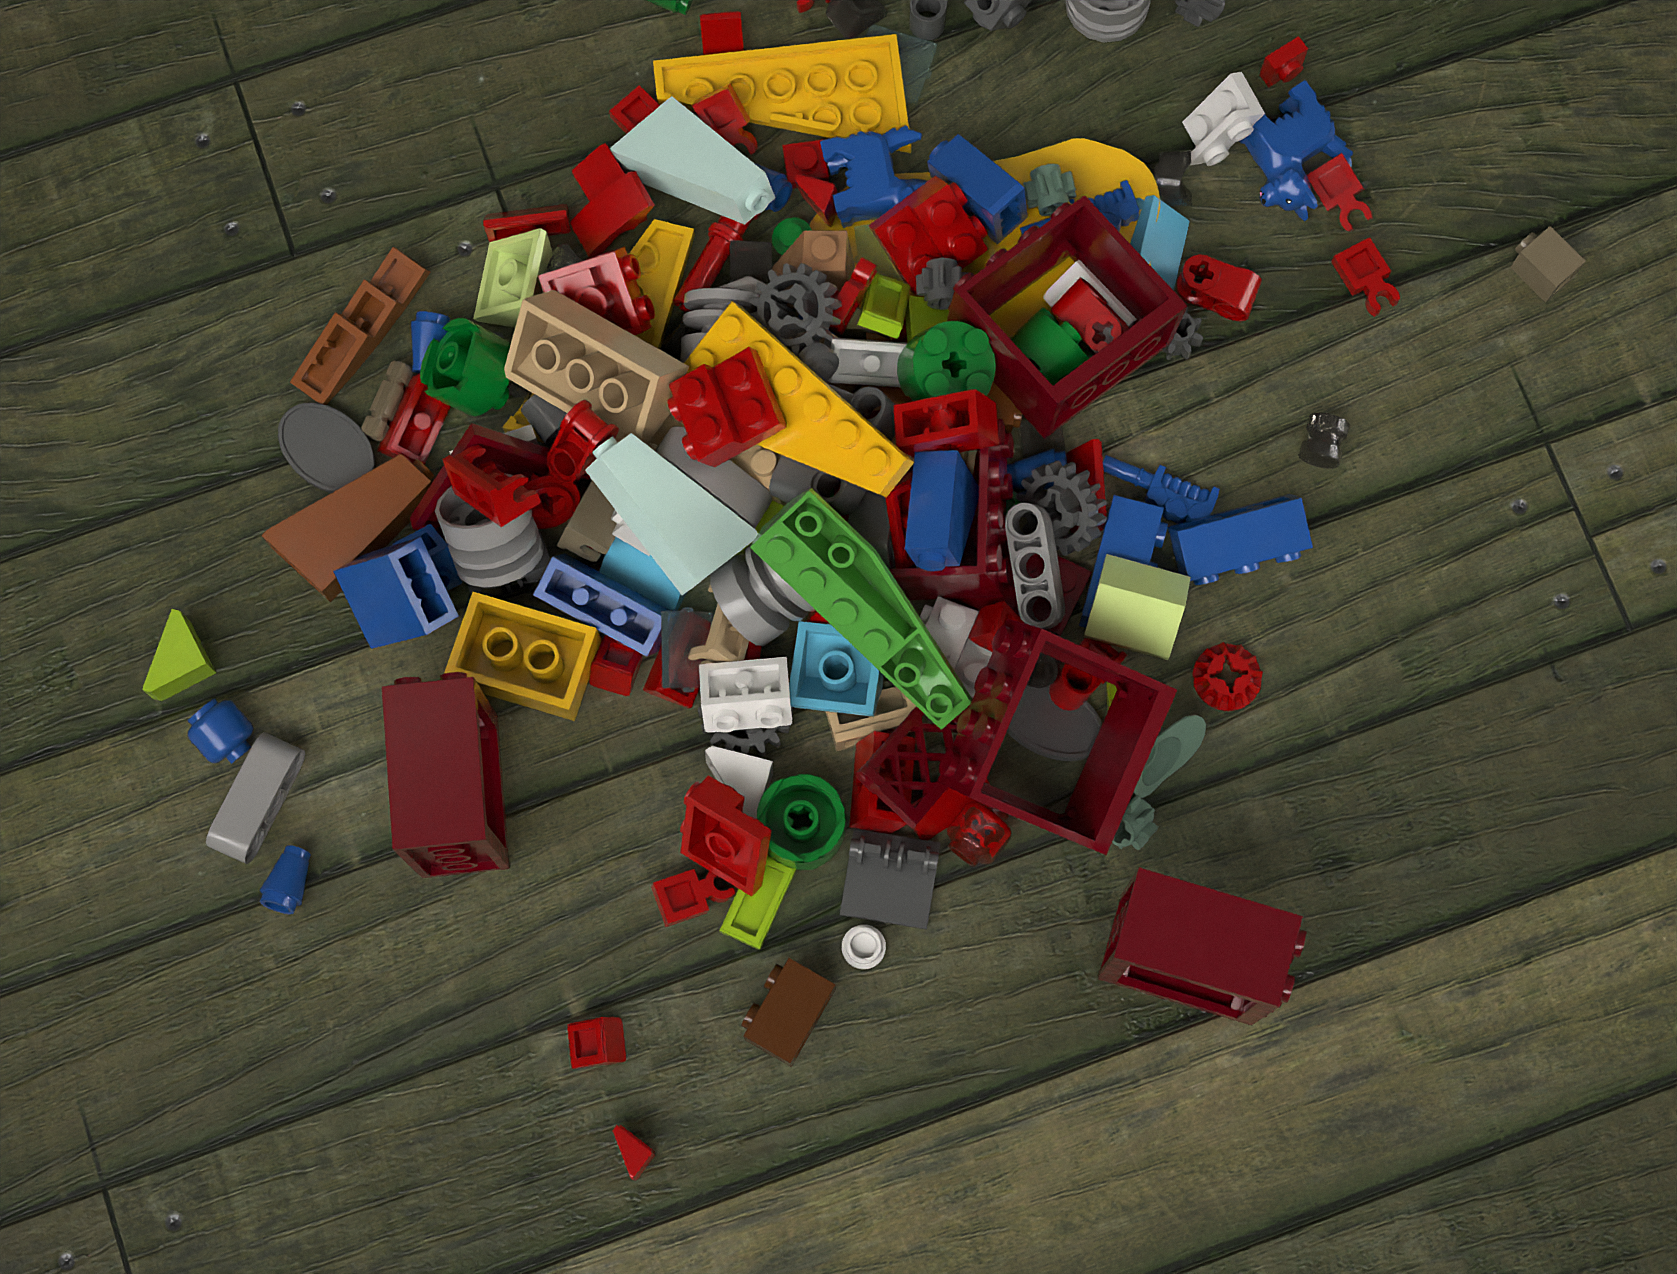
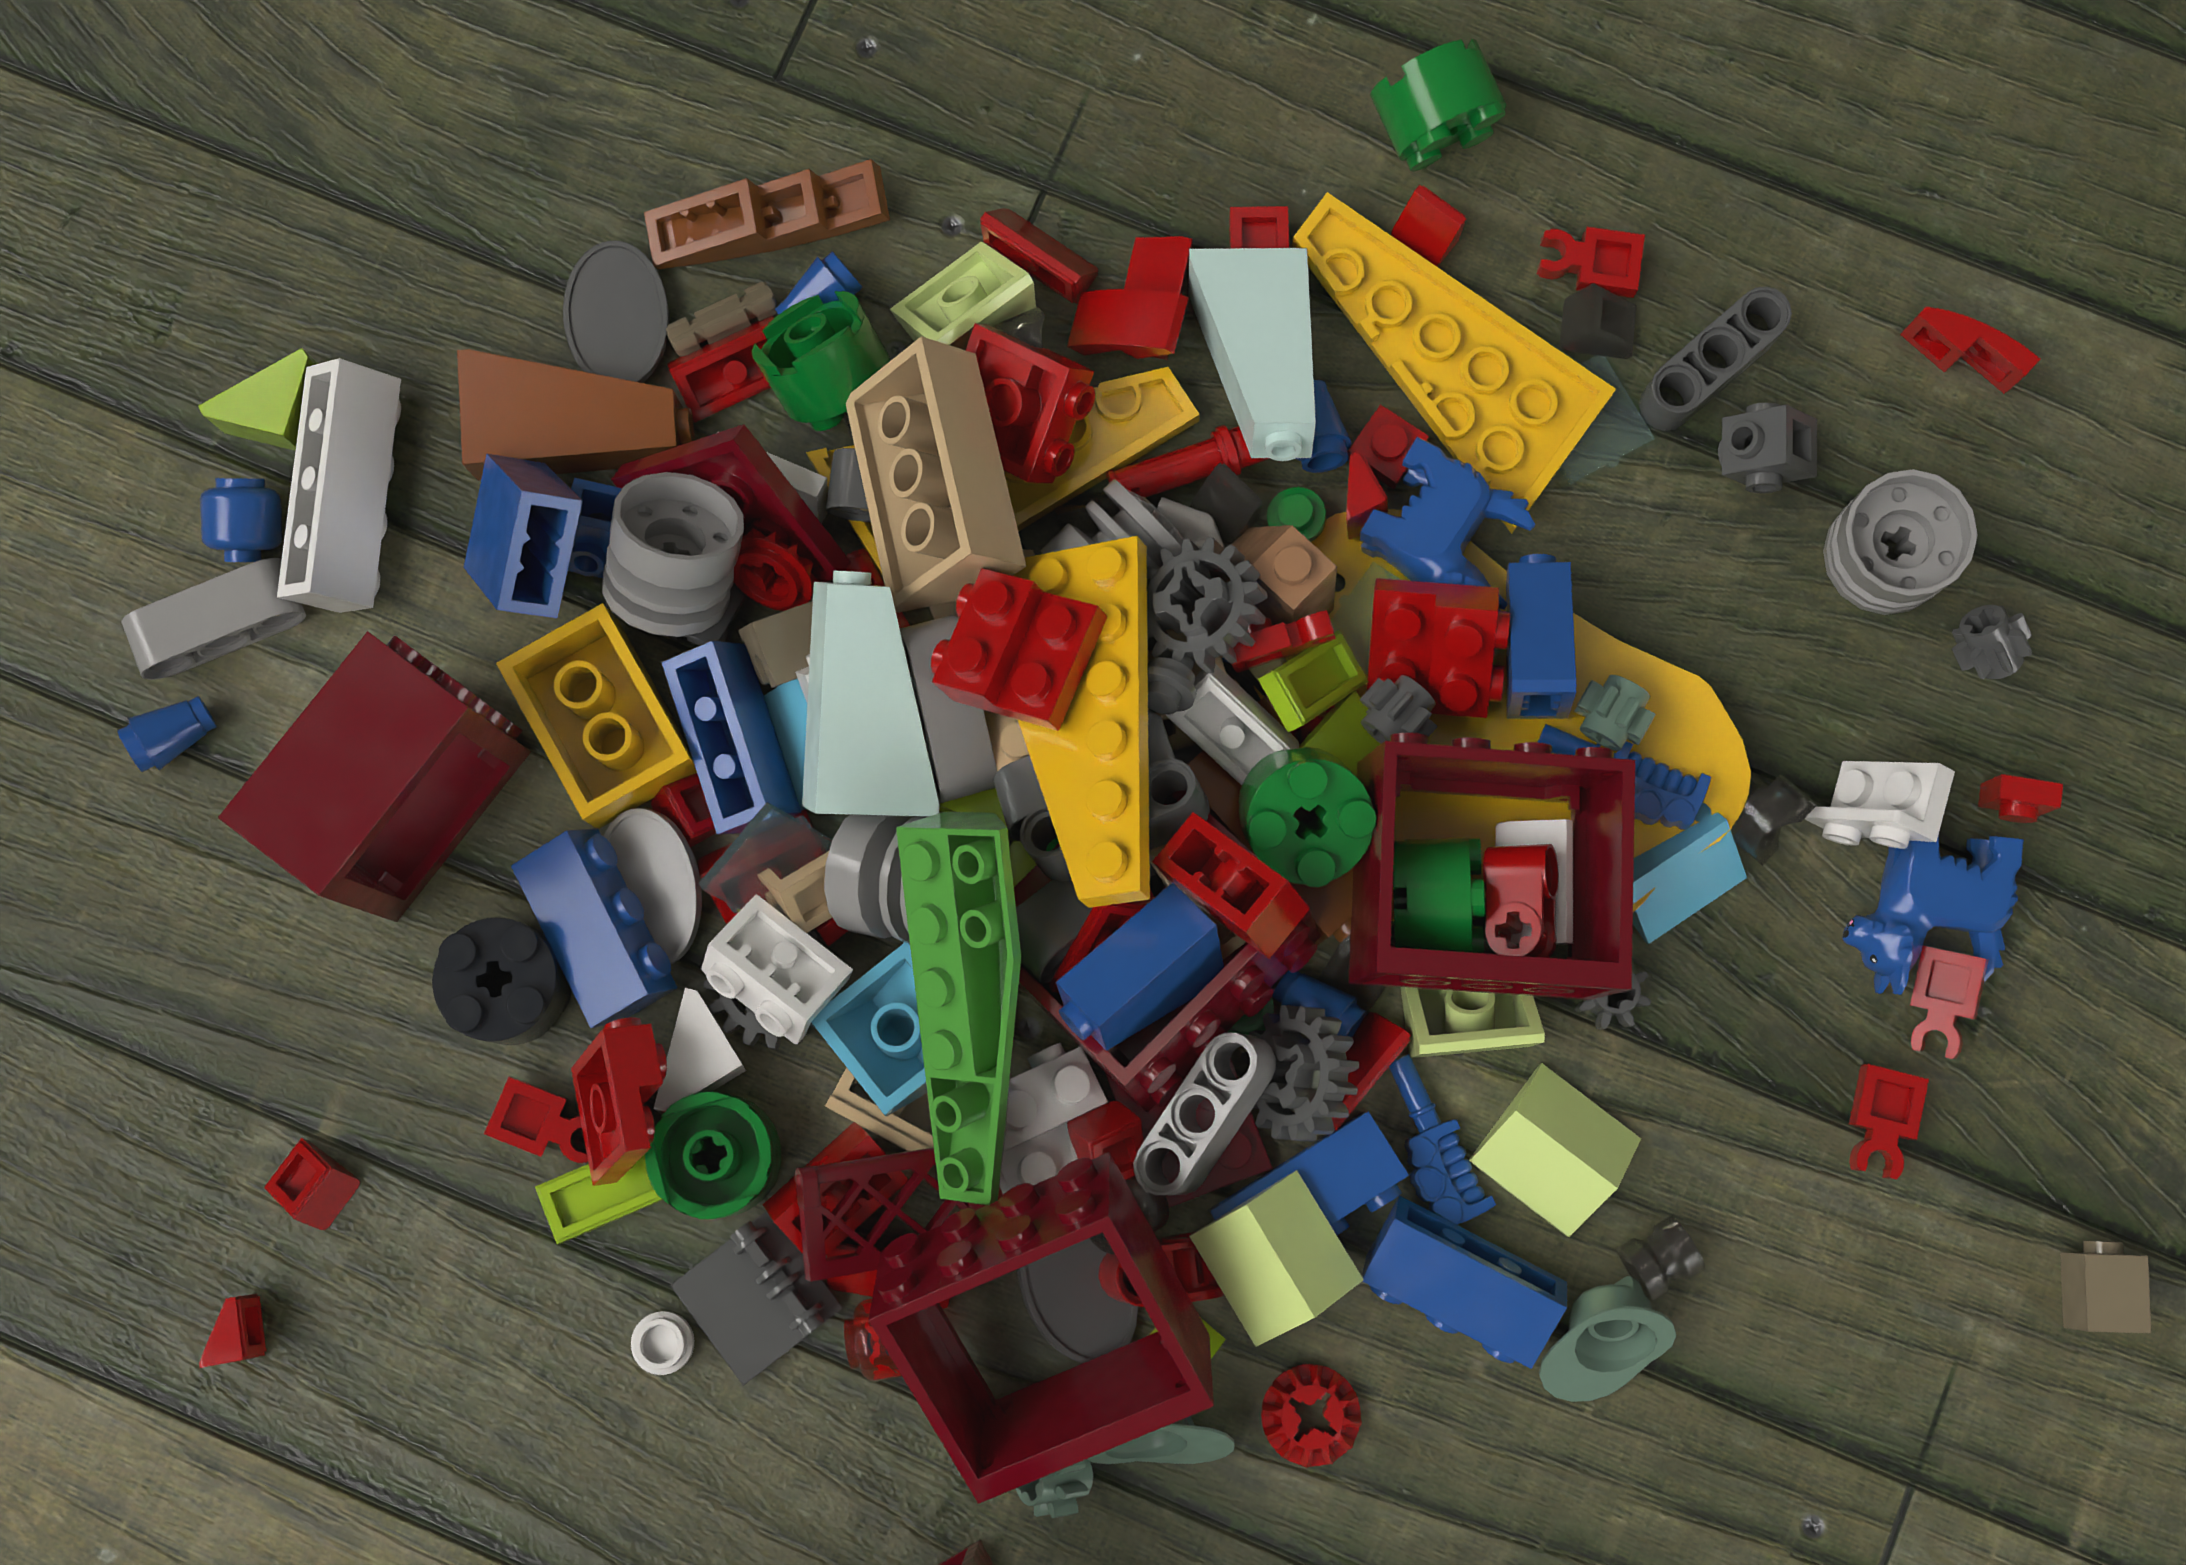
camera: 45 degrees right, 5 degrees up
(262, 664) = (339, 487): none -> white brick
(489, 489) = (698, 512): red hinge -> none
(578, 437) = (842, 542): red piece -> none
(595, 814) = (467, 976): none -> black brick
(624, 764) = (594, 926): none -> blue brick
(632, 723) = (661, 874): none -> light grey piece
(726, 116) = (1343, 321): red plate -> none
(788, 1012) = (517, 1343): reddish brown brick -> none
(1120, 409) = (1468, 1021): none -> yellowish green slope
(1223, 287) = (1711, 990): red piece -> none
(1224, 438) = (1556, 1151): none -> yellowish green slope
(1338, 504) = (1607, 1342): none -> sand green piece

